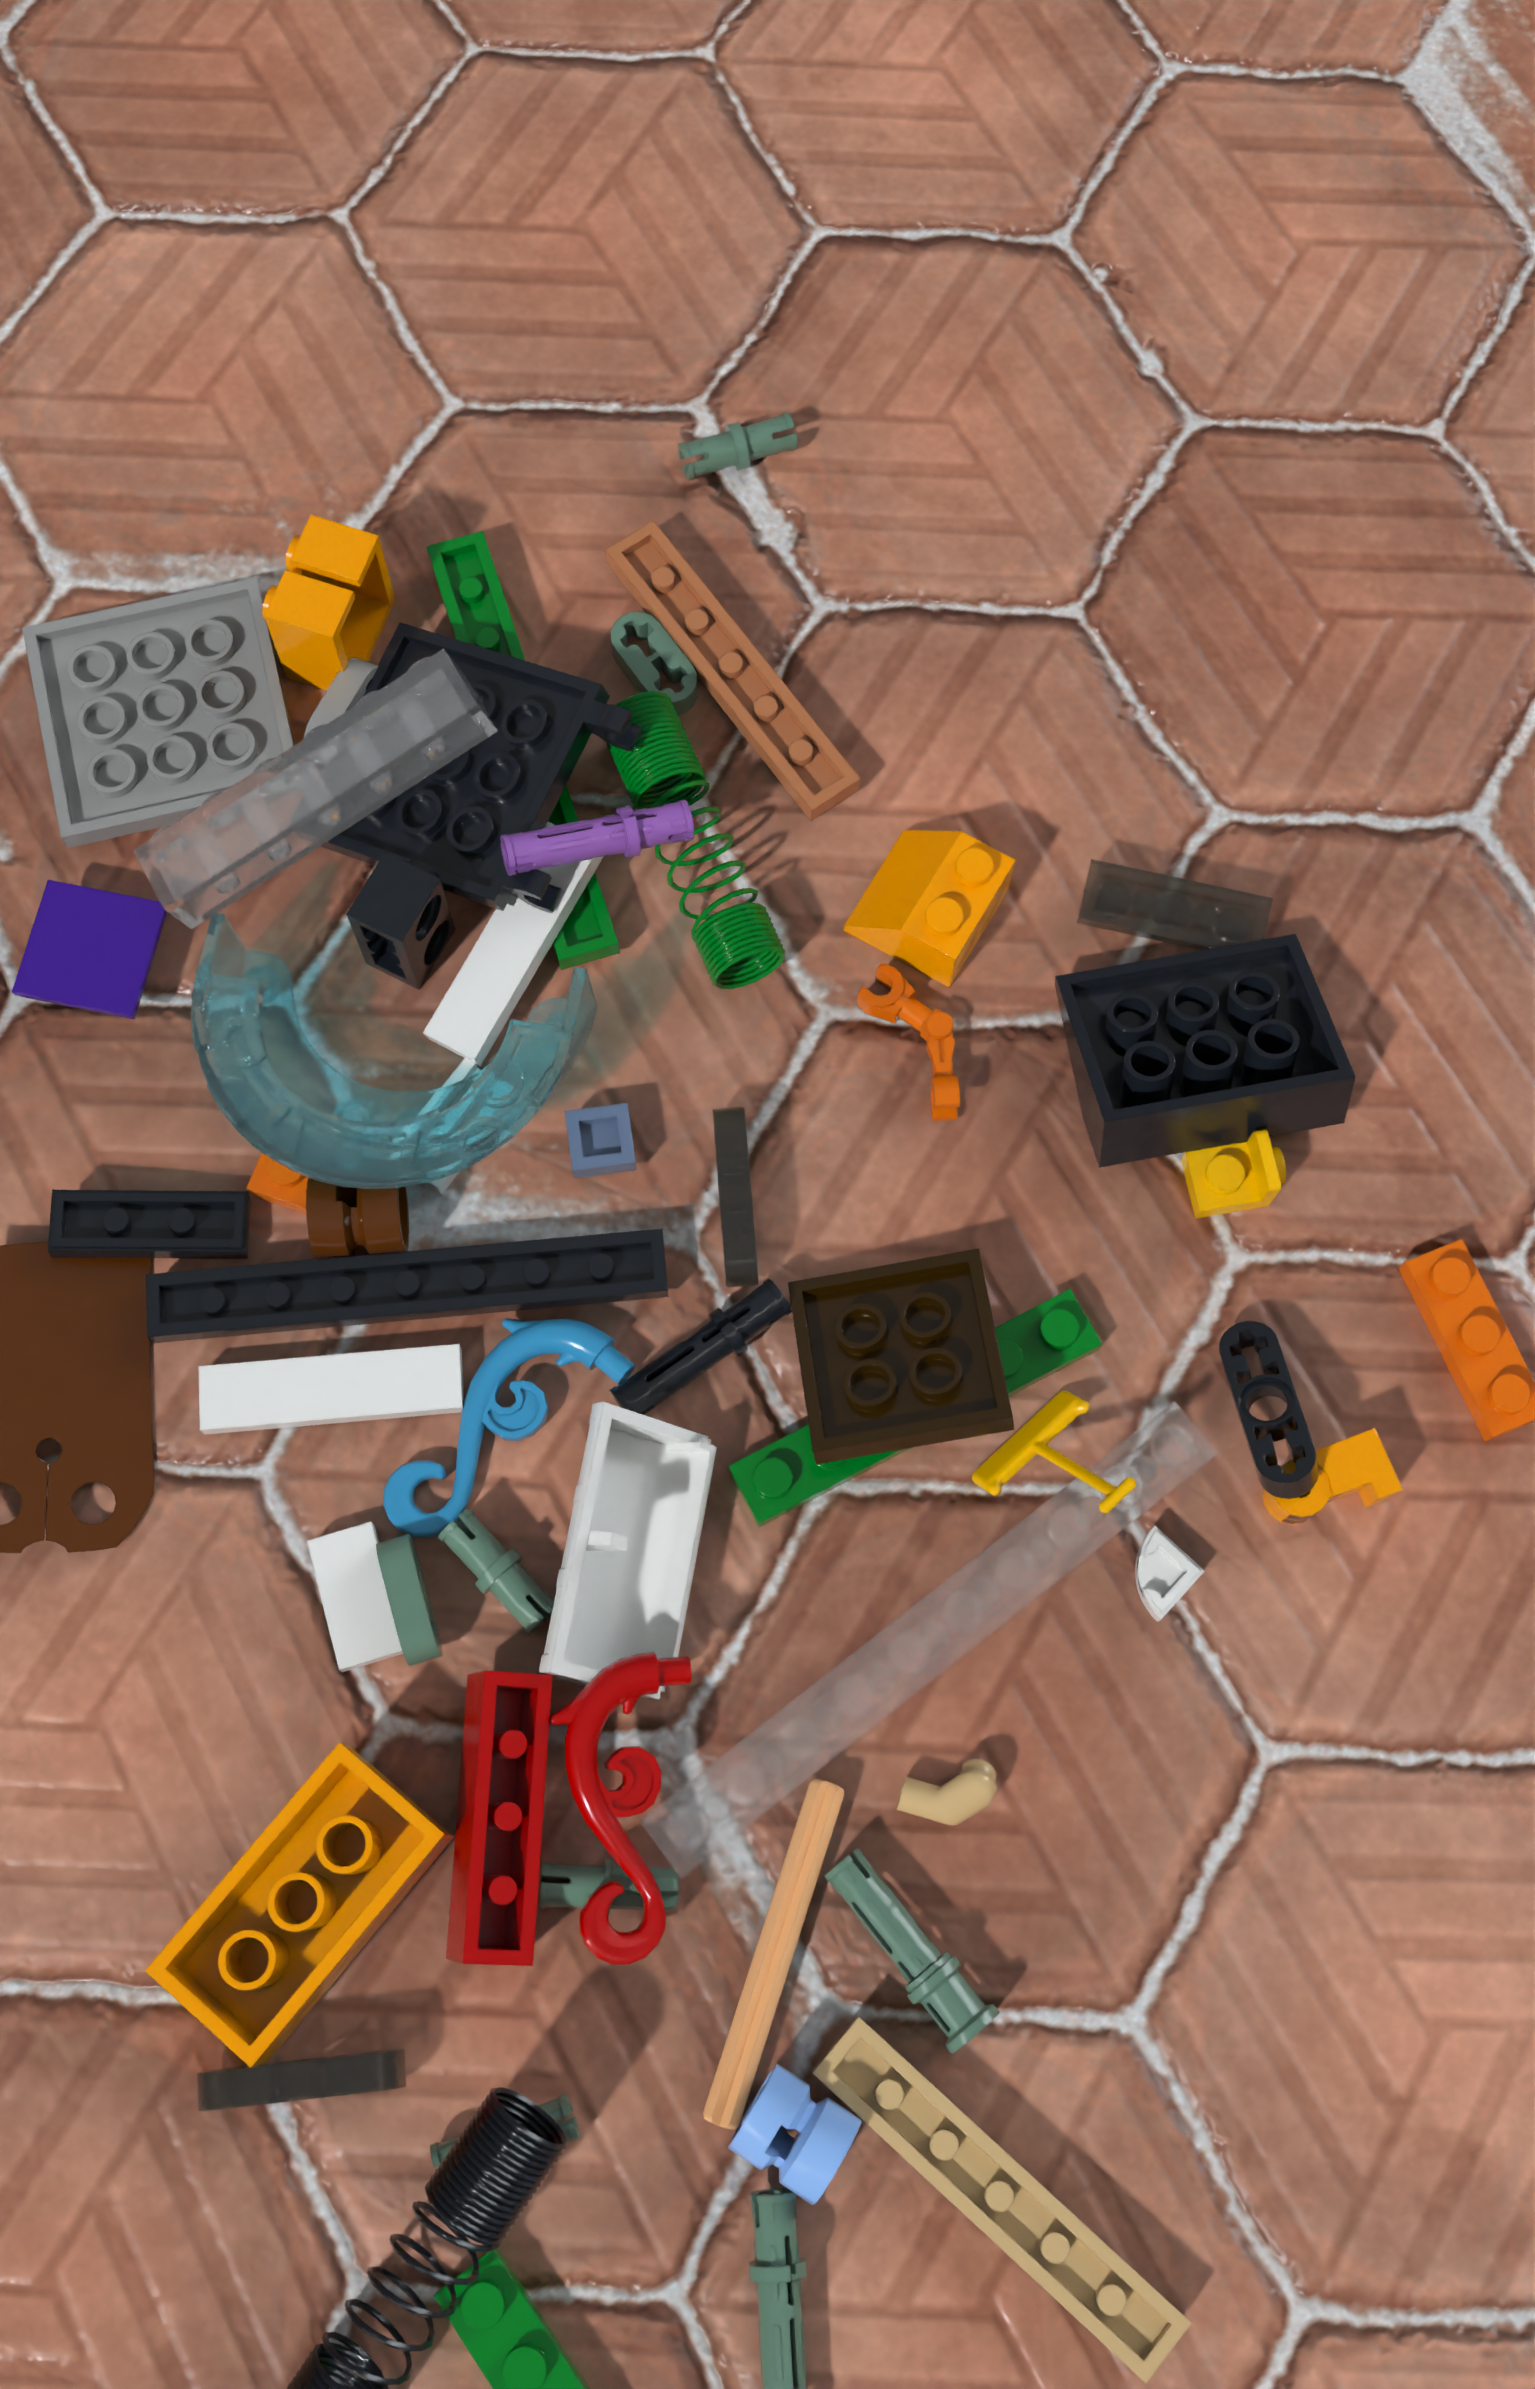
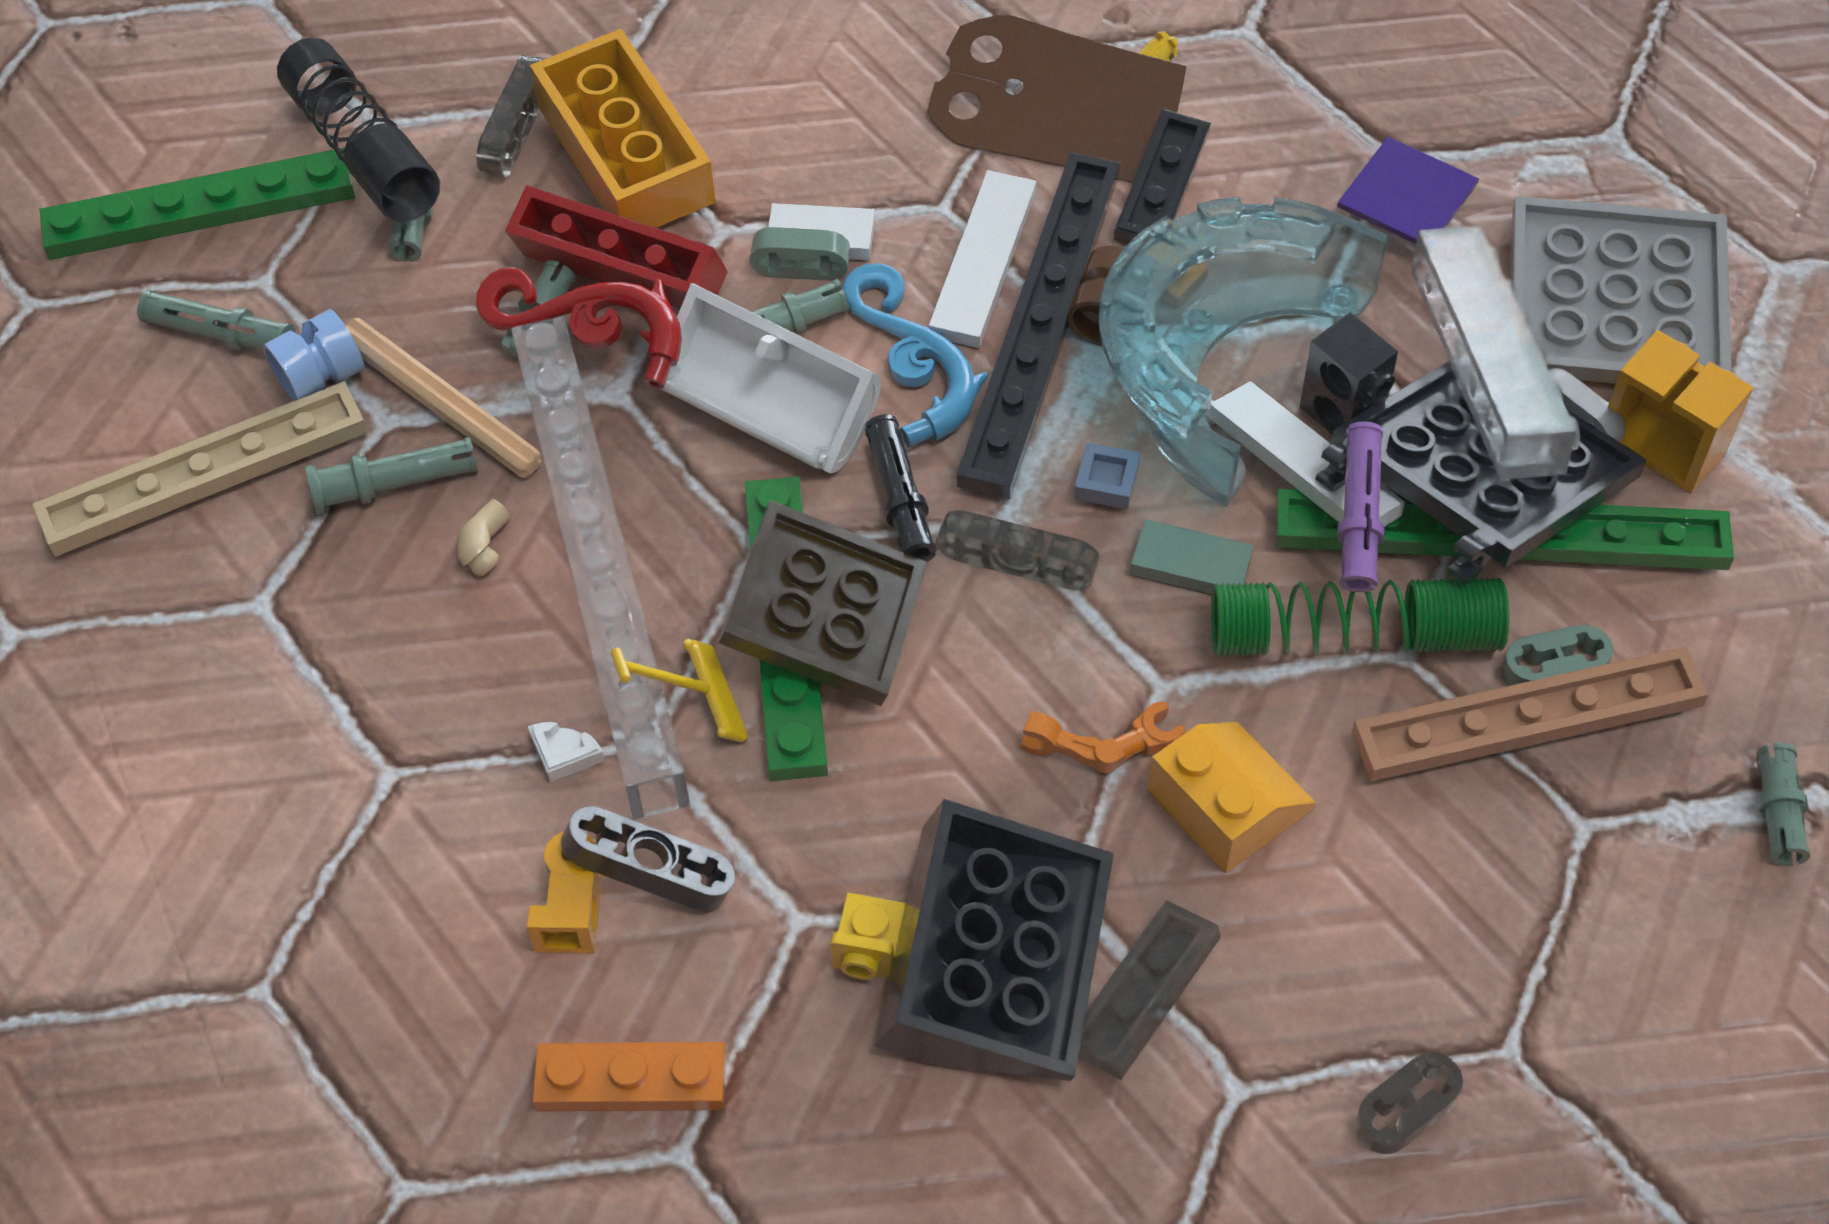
camera: 115 degrees right, 15 degrees down
(668, 1027) = (1189, 557): none -> sand green tile
(1172, 669) = (1417, 1113): none -> clear smoke beam

